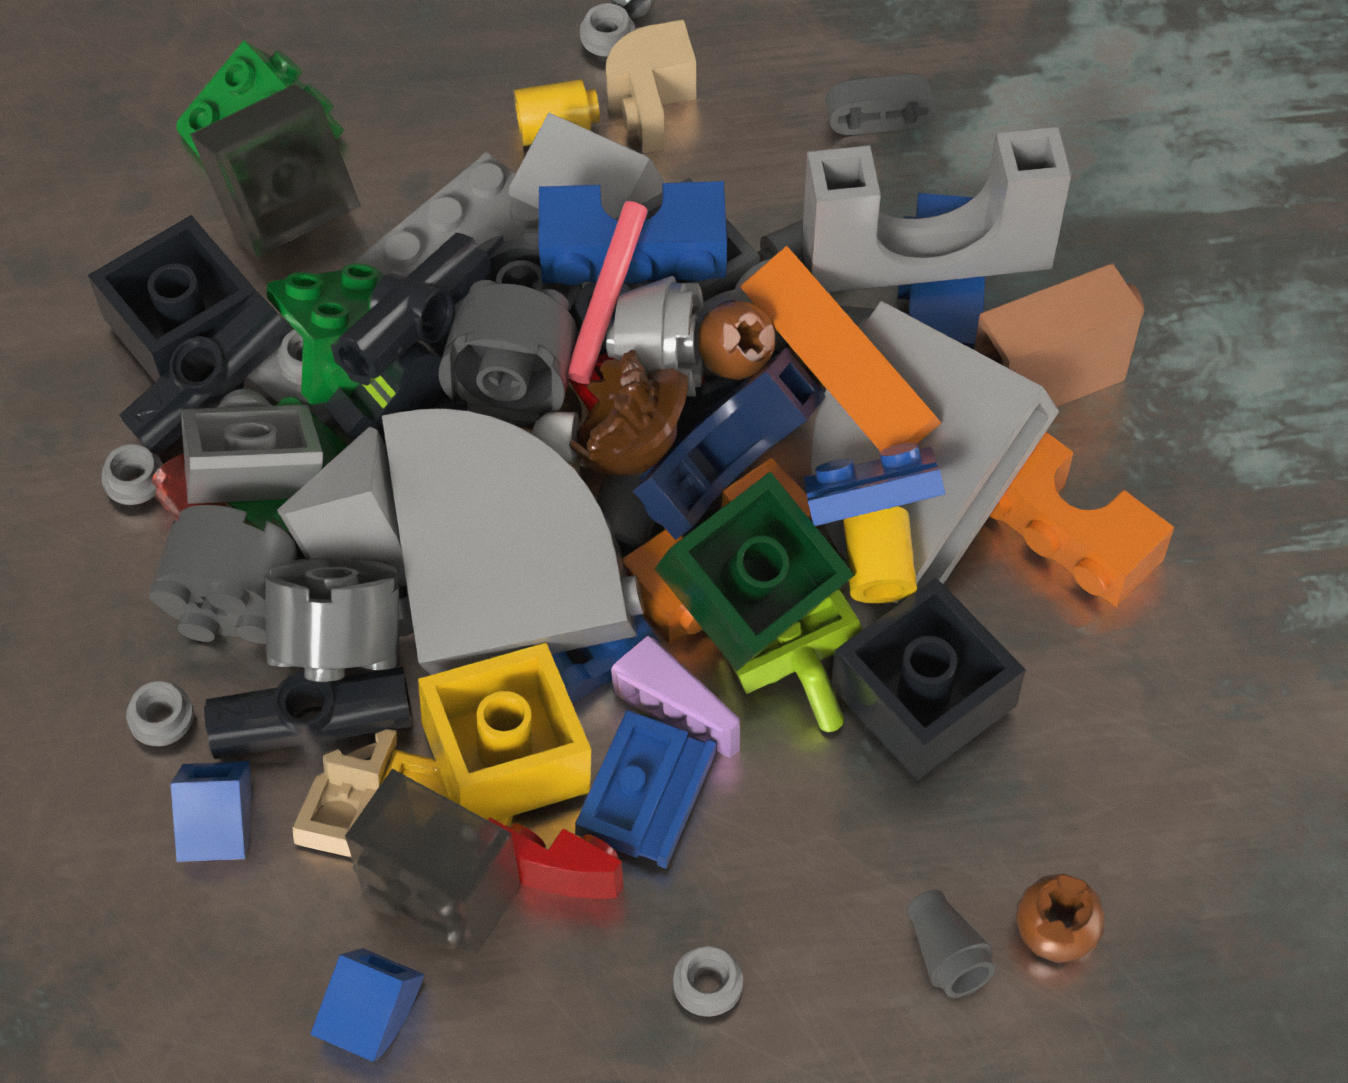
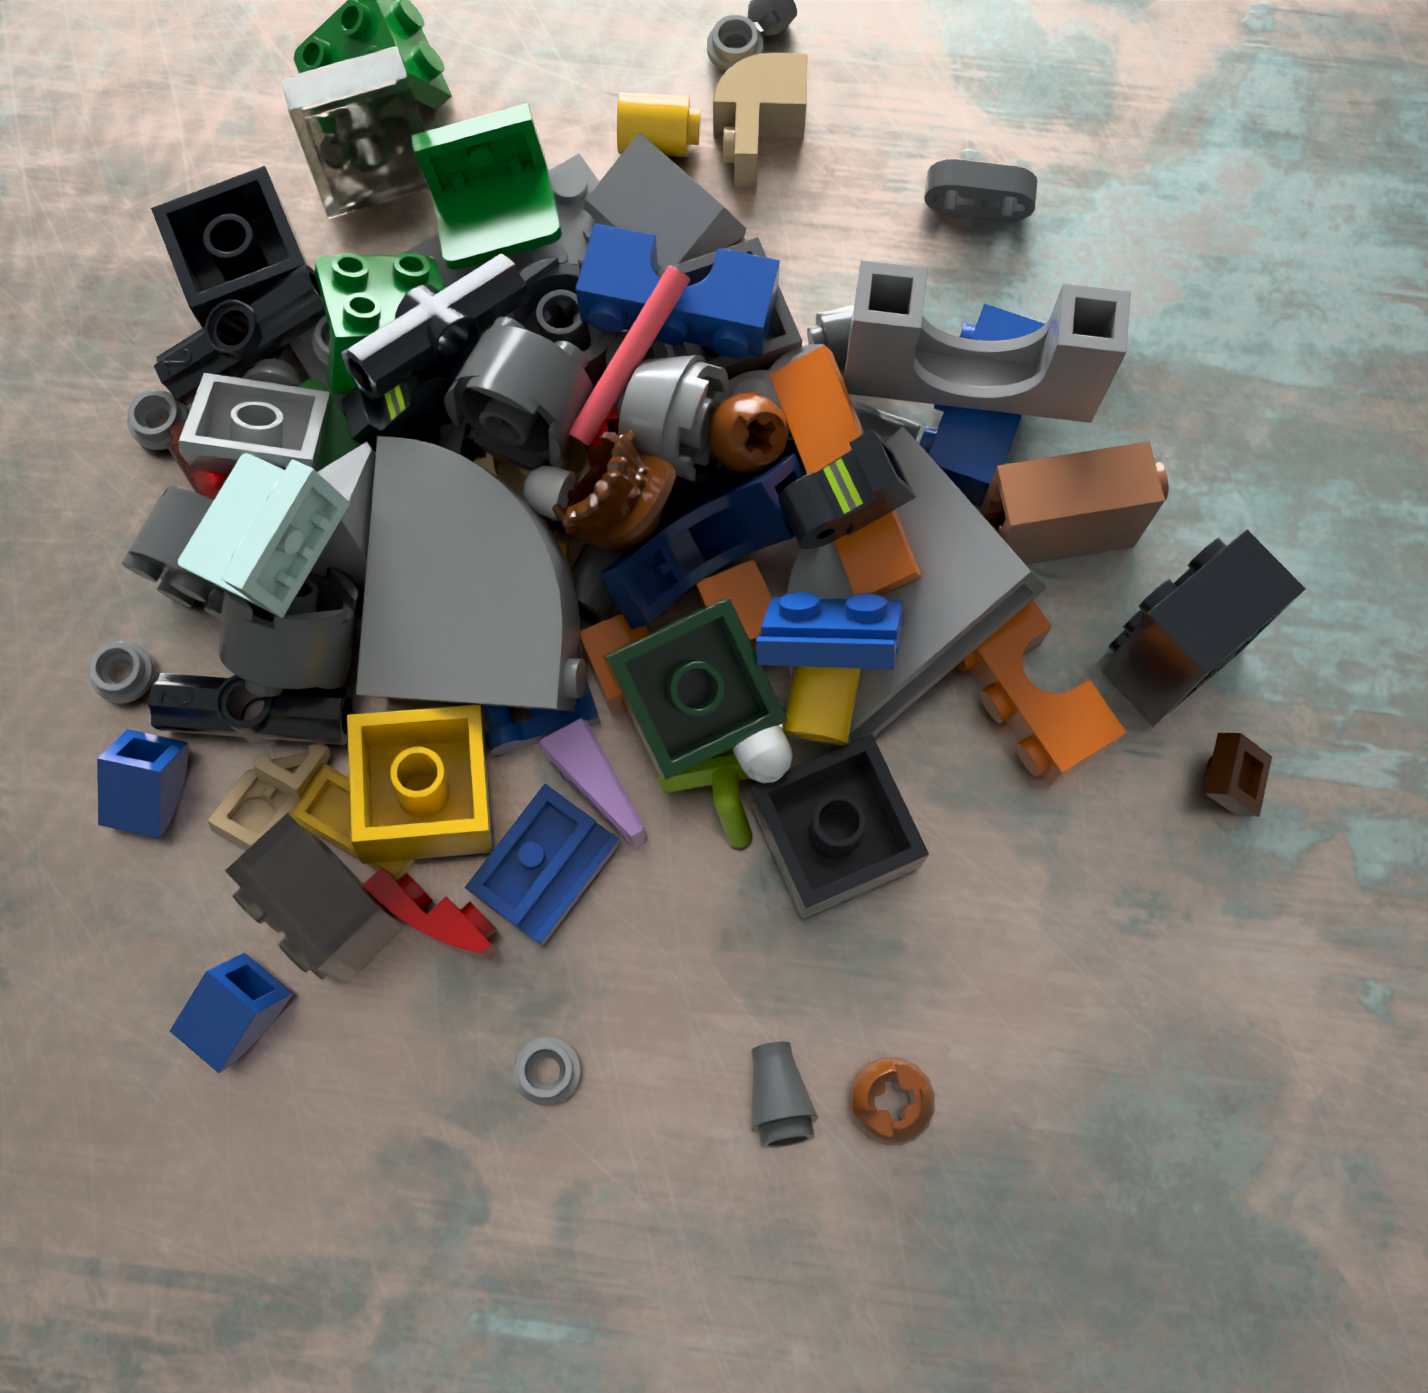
camera: 15 degrees right, 15 degrees up
(301, 515) = (265, 532): none -> light aqua bracket
(414, 189) = (489, 186): none -> green bracket
(841, 613) = (765, 755): none -> white hinge
(849, 361) = (846, 493): none -> black leg
(1209, 414) = (1198, 624): none -> black brick
(1289, 547) = (1237, 774): none -> reddish brown plate

